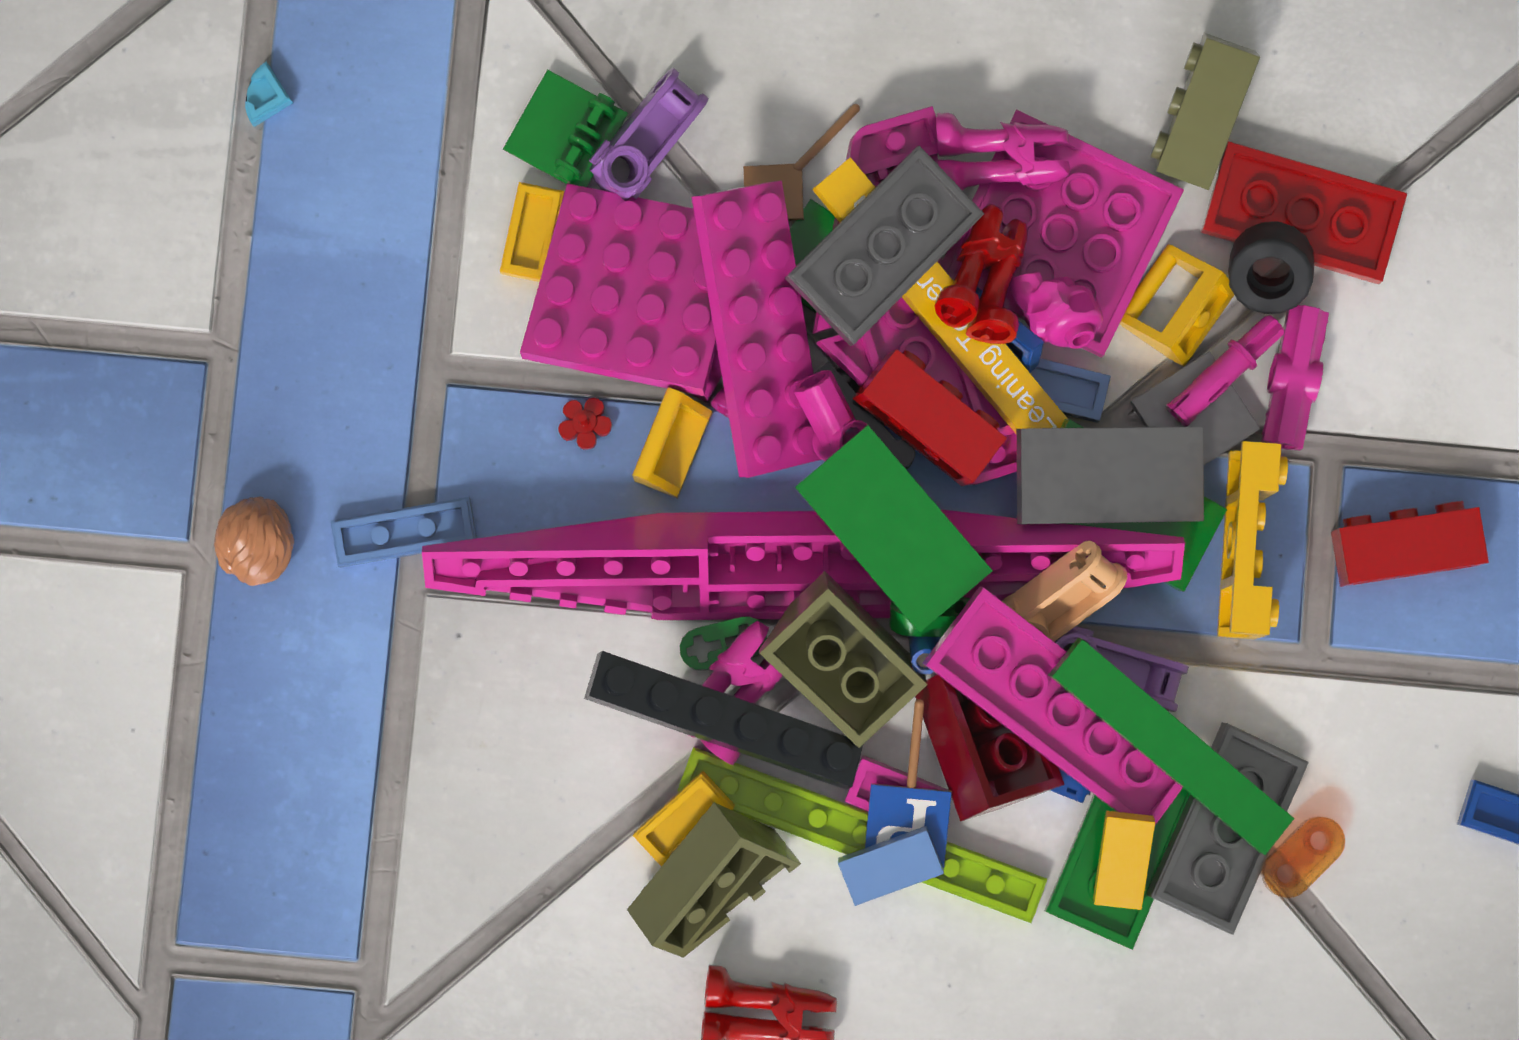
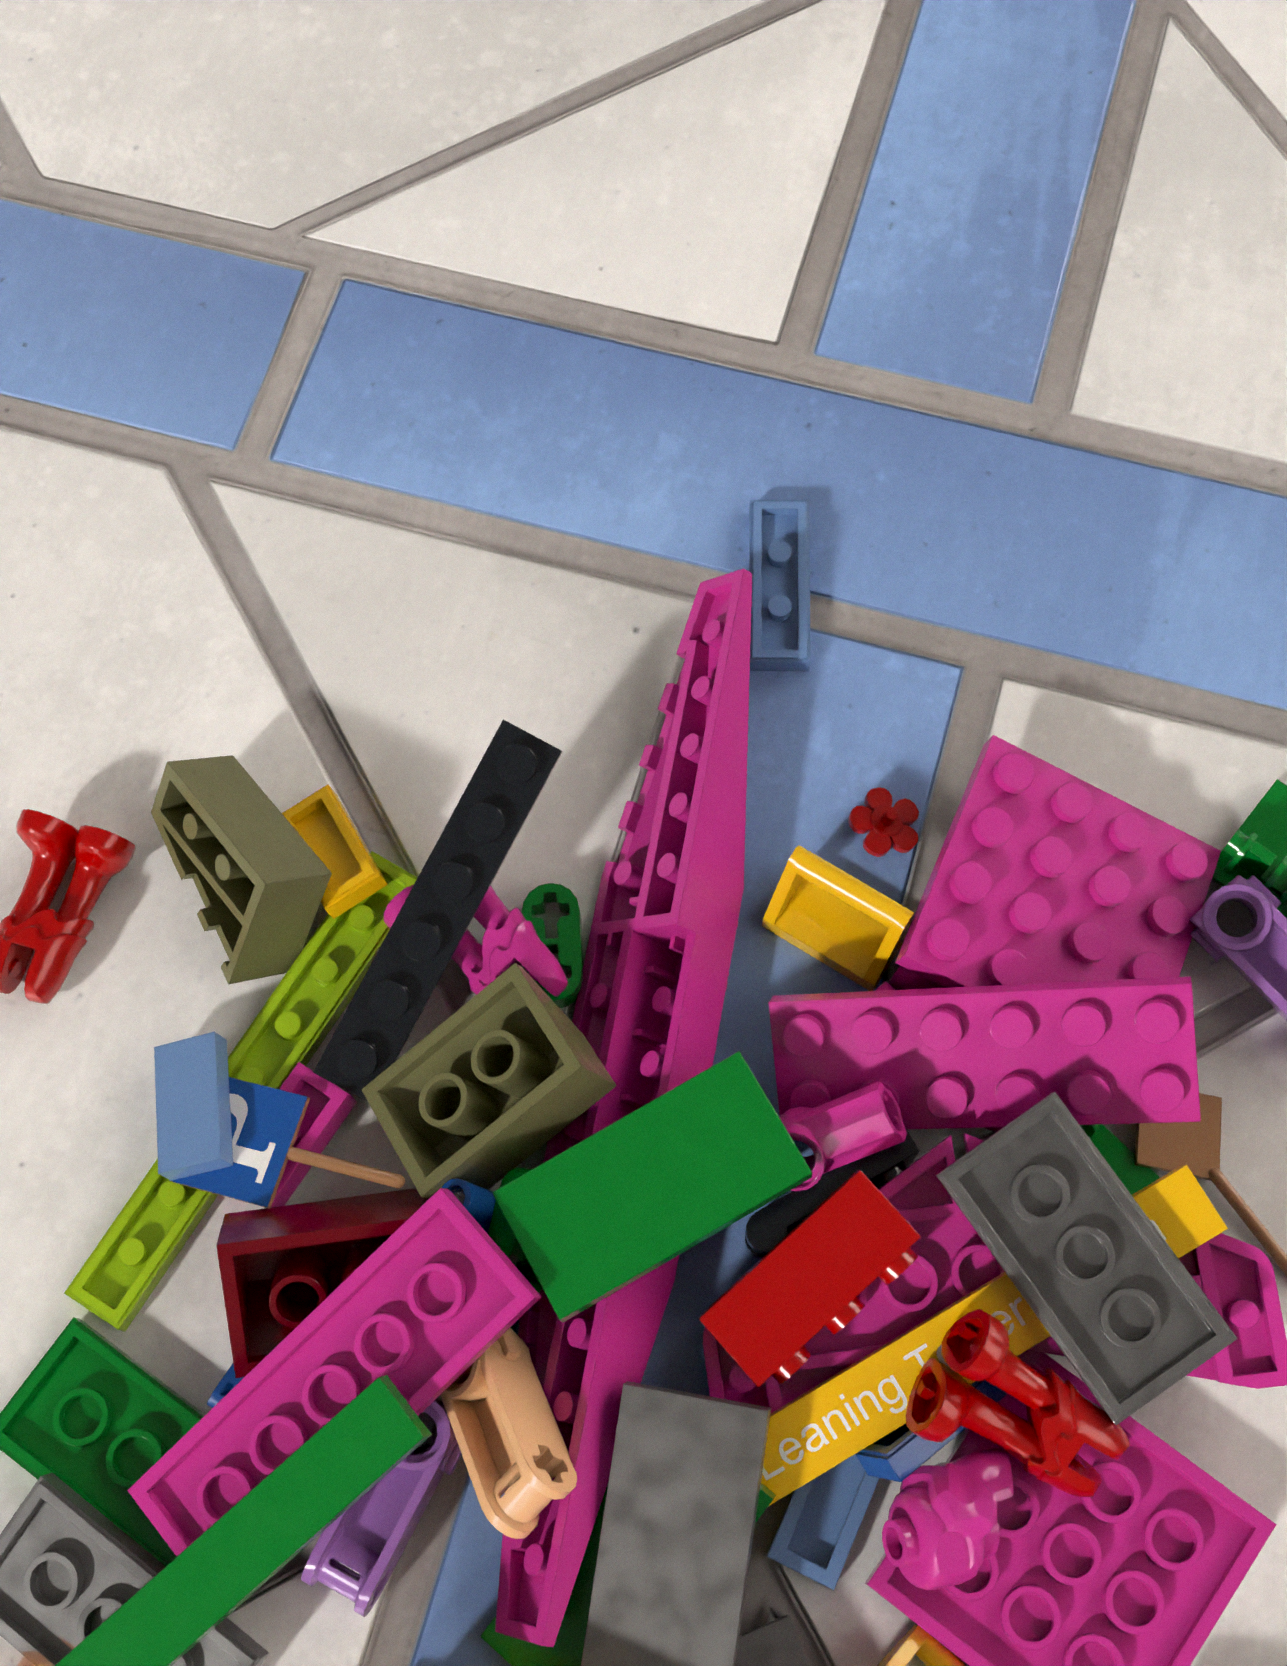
camera: 105 degrees right, 15 degrees down
(254, 541) = (800, 412): nougat hair -> none
(530, 231) = (1163, 793): yellow tile -> none
(1015, 139) = (1227, 1506): dark pink piece -> none
(1123, 860) = (101, 1444): yellow tile -> none

